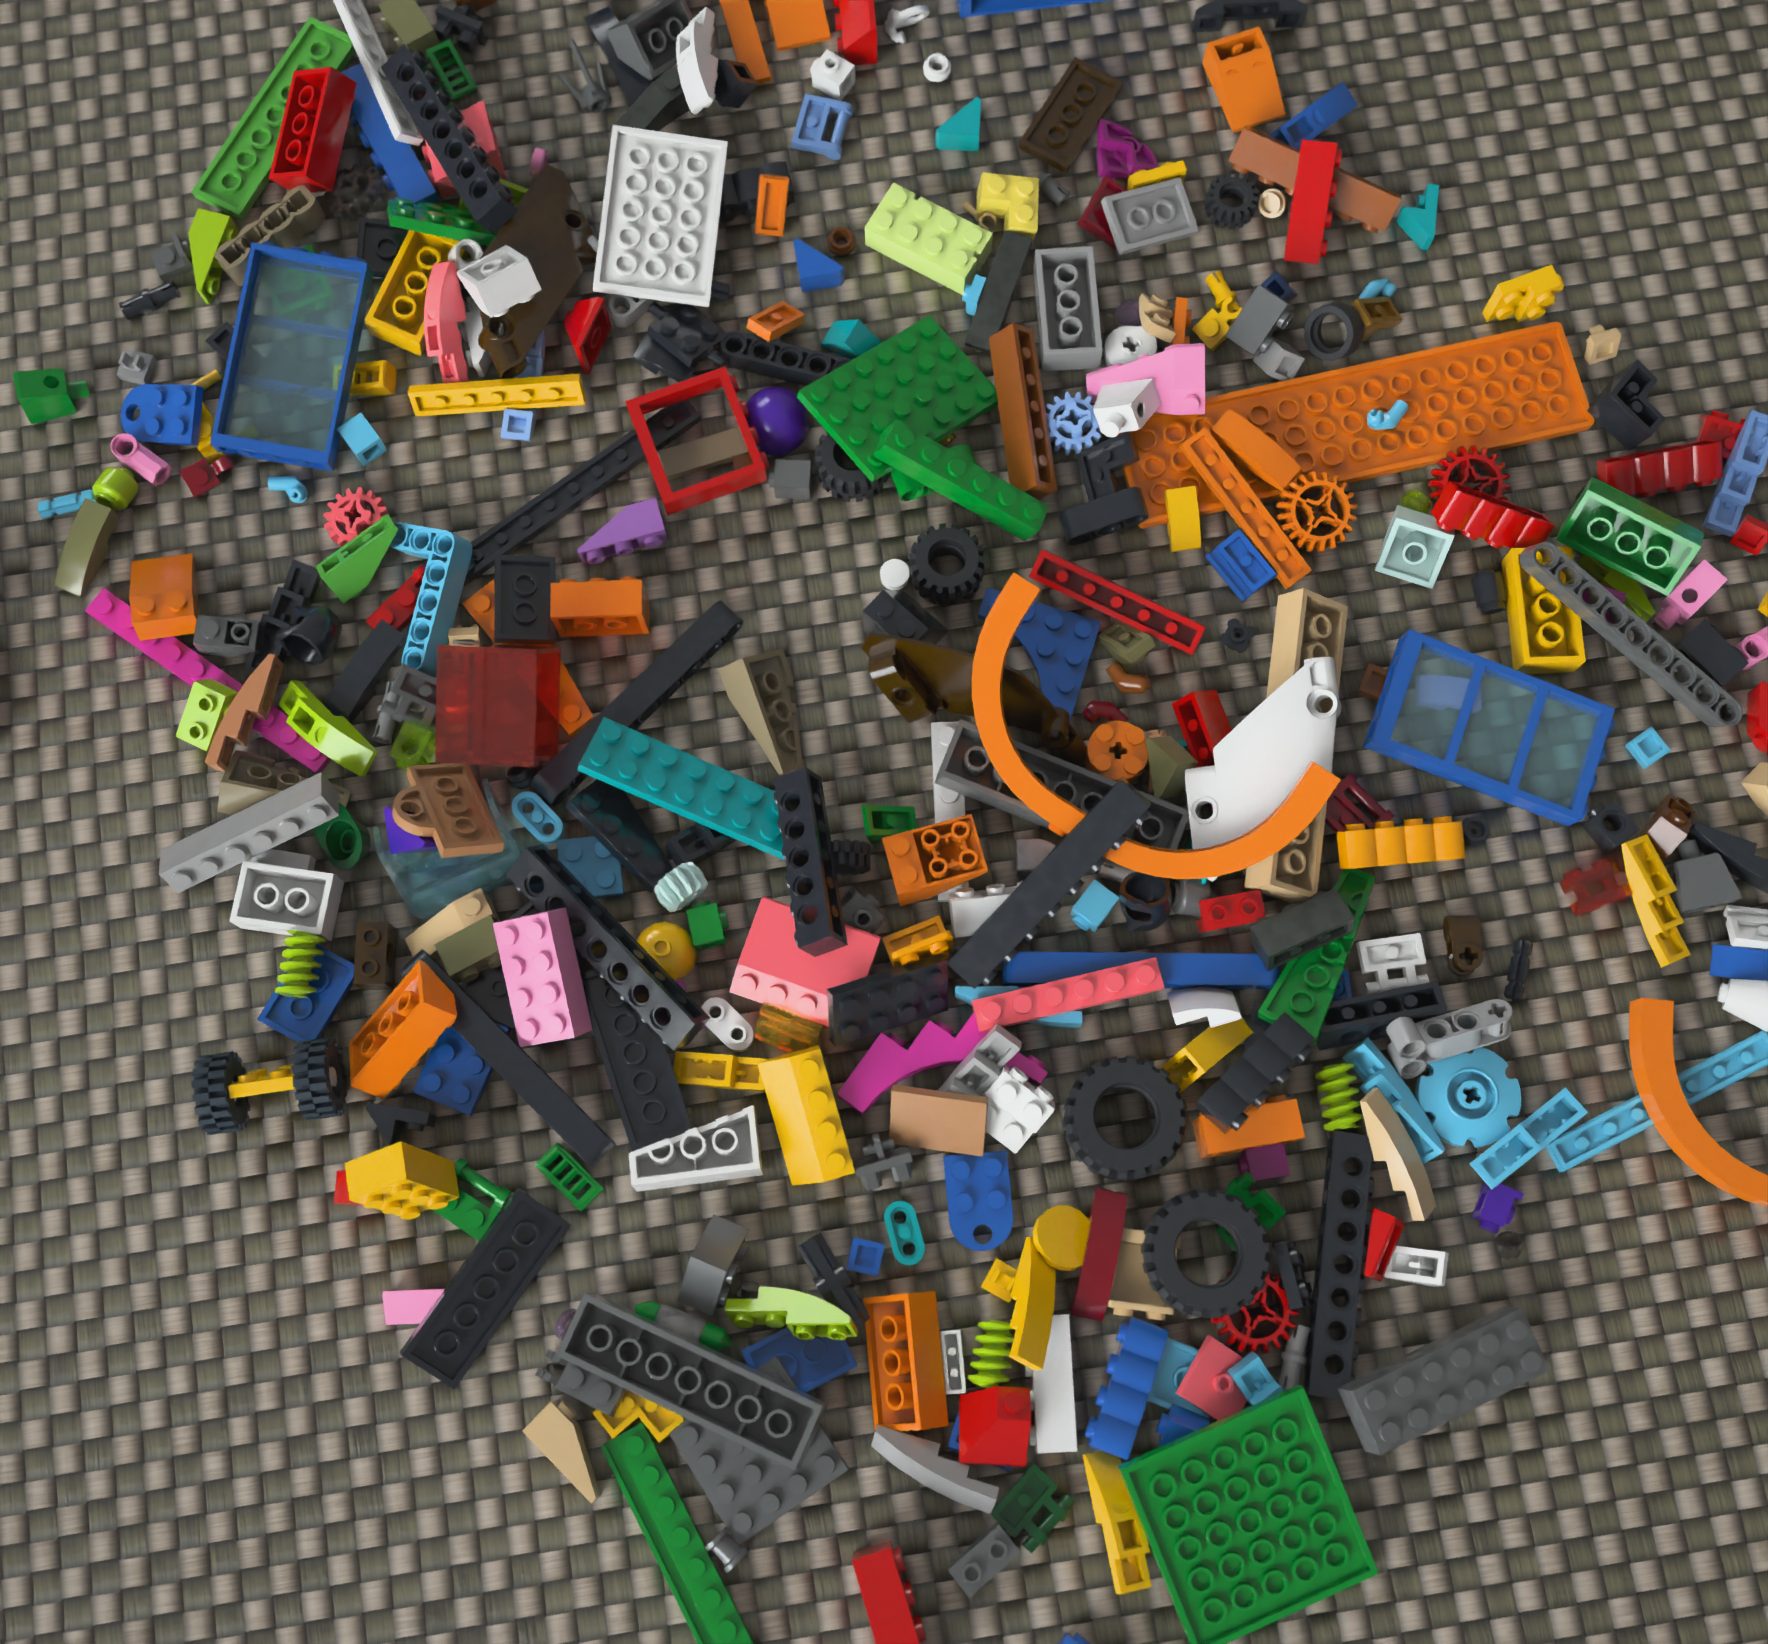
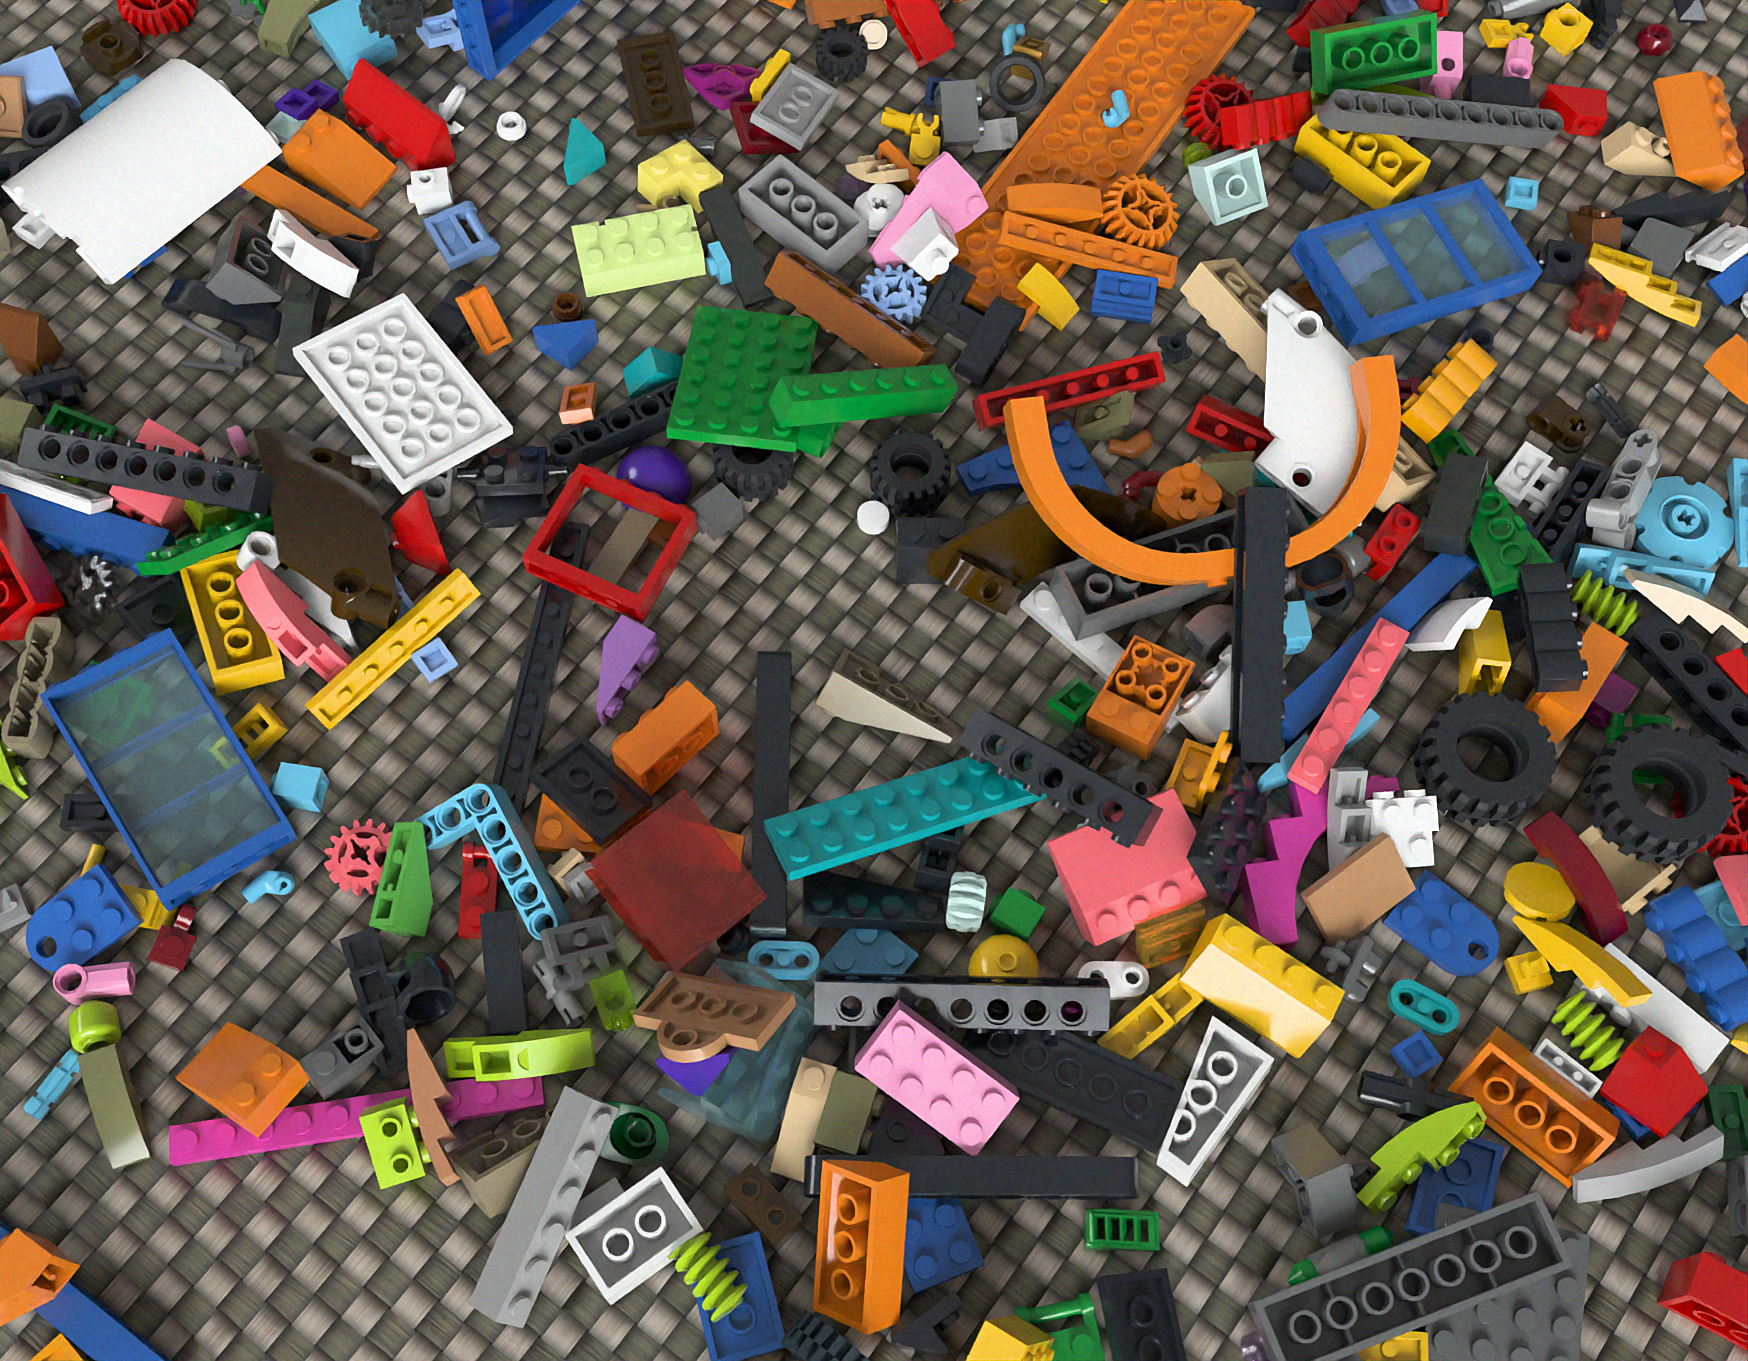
camera: 50 degrees left, 10 degrees down
(500, 281) = (316, 542): white slope -> none

